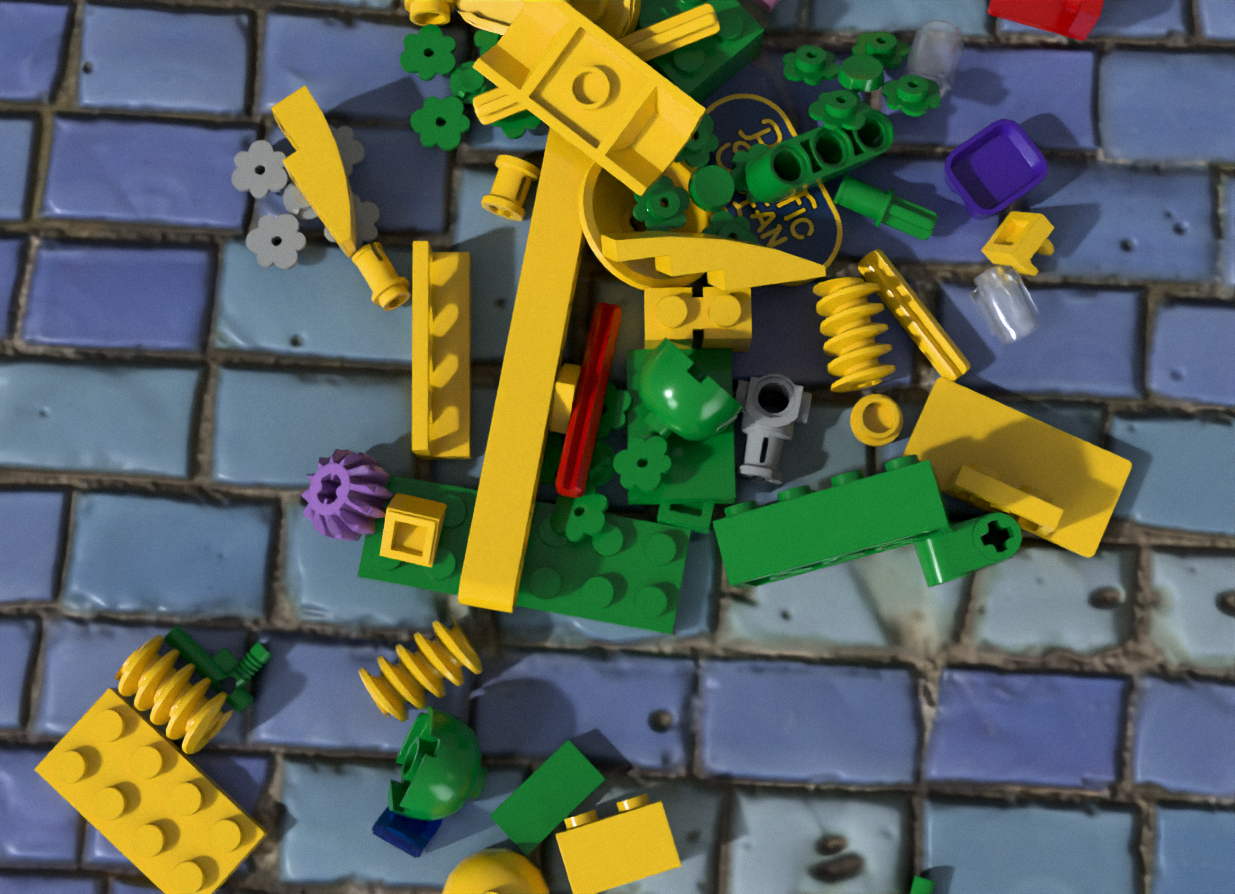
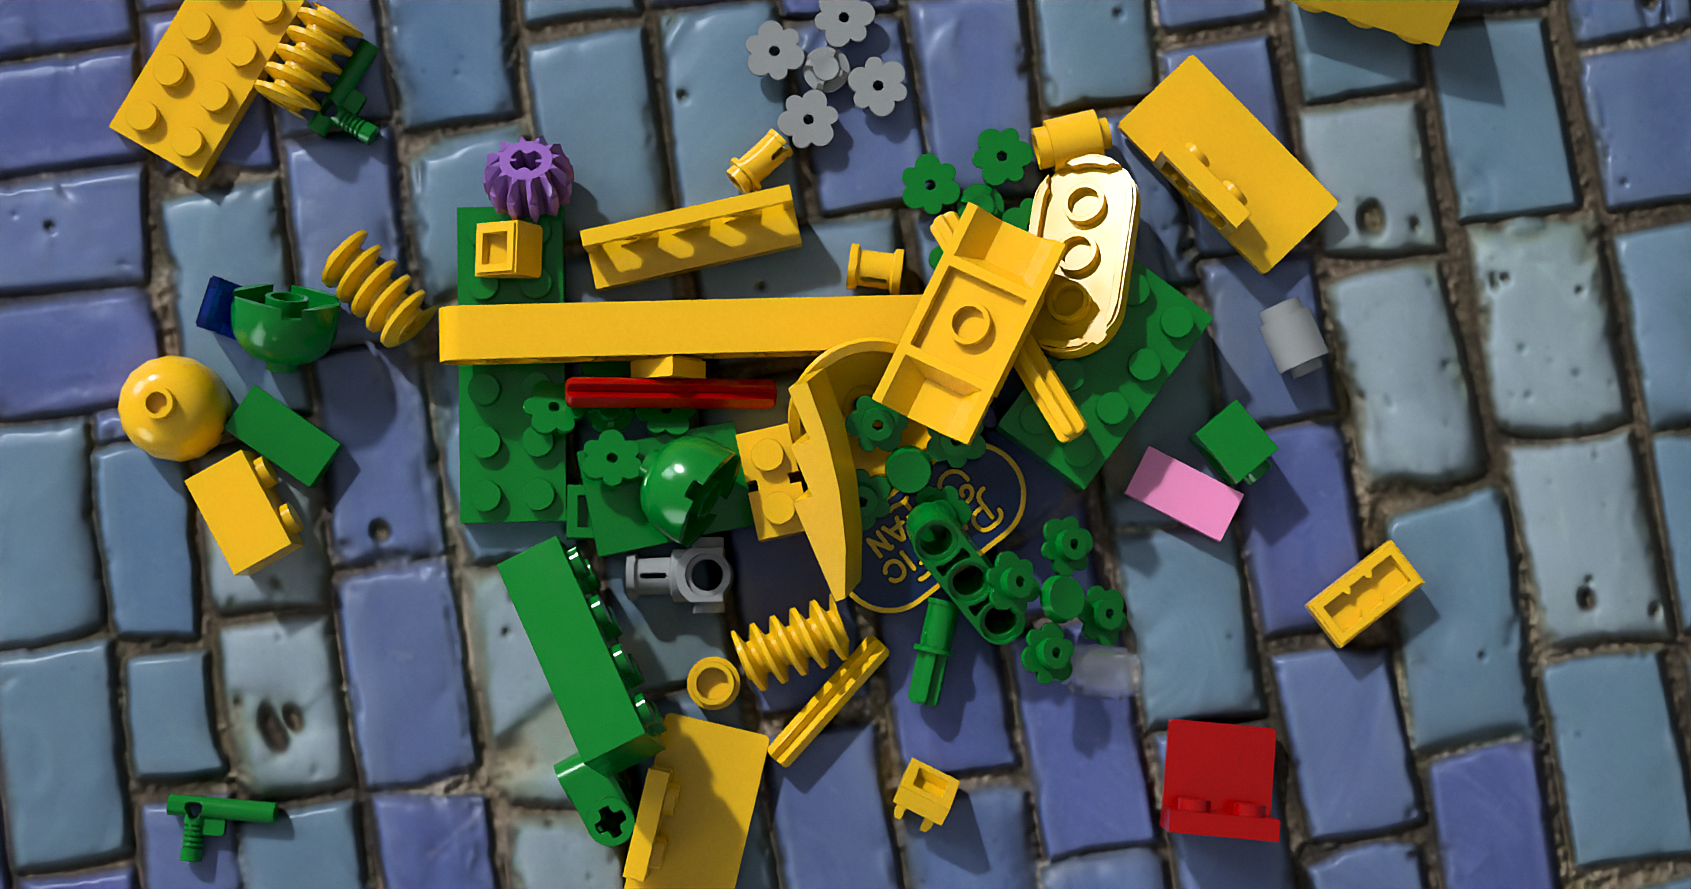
camera: 80 degrees right, 5 degrees up
(318, 166) = (849, 75): yellow slope -> none
(994, 168) = (995, 755): dark purple piece -> none
(1005, 305) = (855, 791): clear brick -> none

